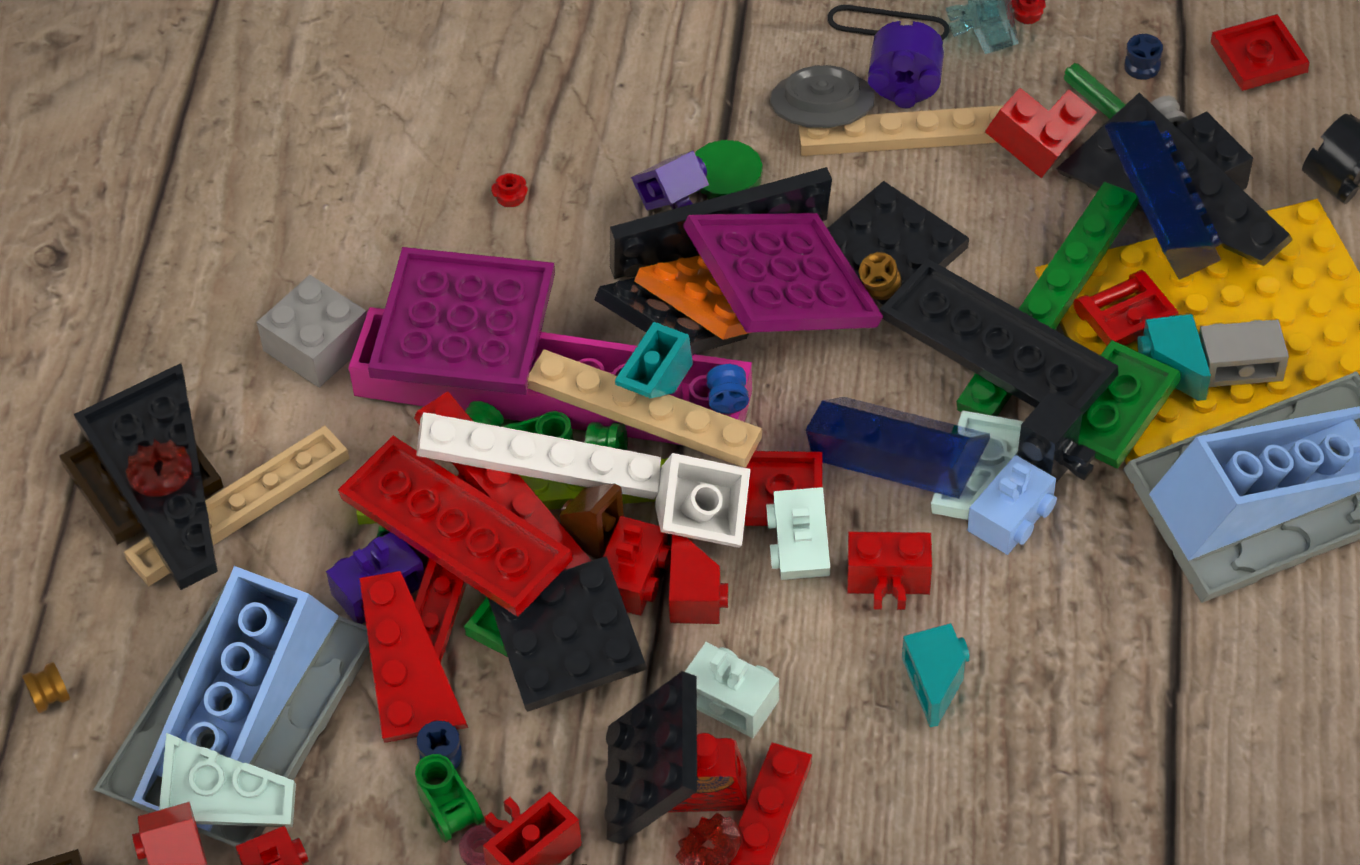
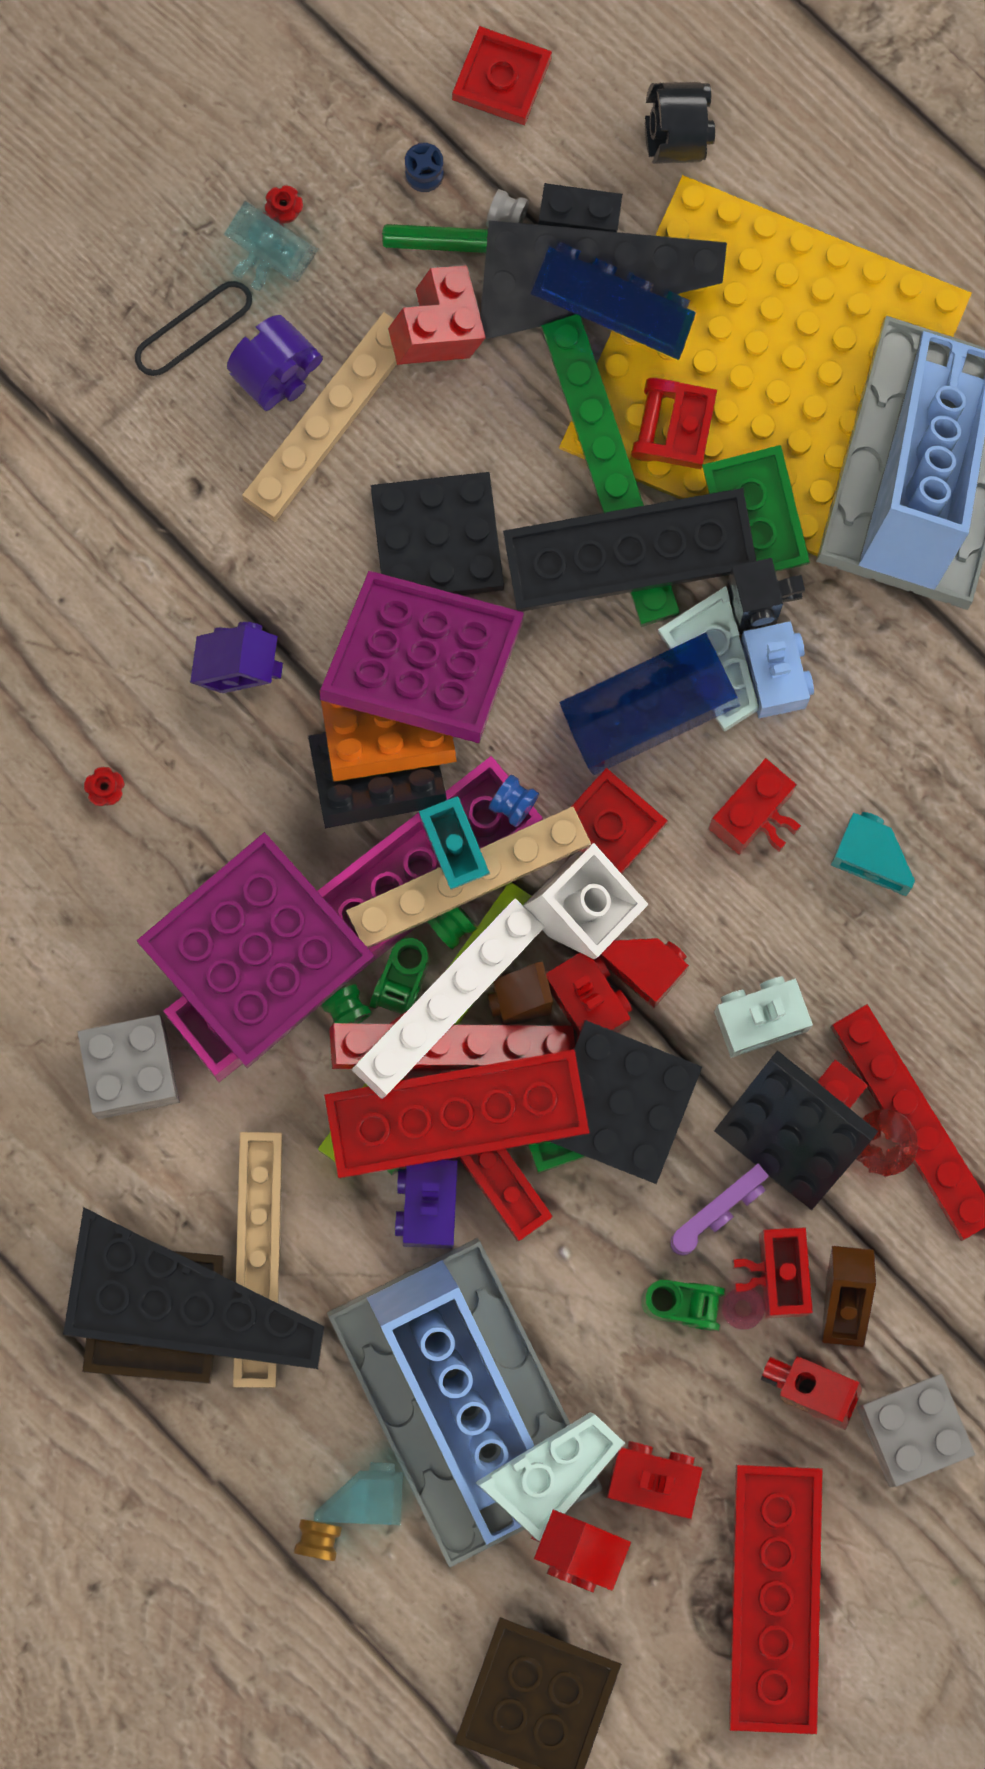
camera: 55 degrees left, 25 degrees up
(104, 695) = (367, 1498): none -> clear light blue slope
(174, 472) = (196, 1325): clear red gear -> none
(404, 662) = (543, 1246): red wing -> none
(439, 732) = (625, 1276): dark blue wheel -> none
(544, 767) = (717, 1212): none -> medium lavender plate
(665, 240) = (322, 646): black plate -> none
(729, 167) = (242, 593): green tile -> none
(800, 533) = (675, 851): light aqua brick -> none
(822, 97) = (237, 456): dark grey piece -> none
(880, 266) = (487, 580): pearl gold wheel -> none
(1178, 345) = (753, 425): teal slope -> none
(1244, 352) = (793, 378): light grey brick -> none

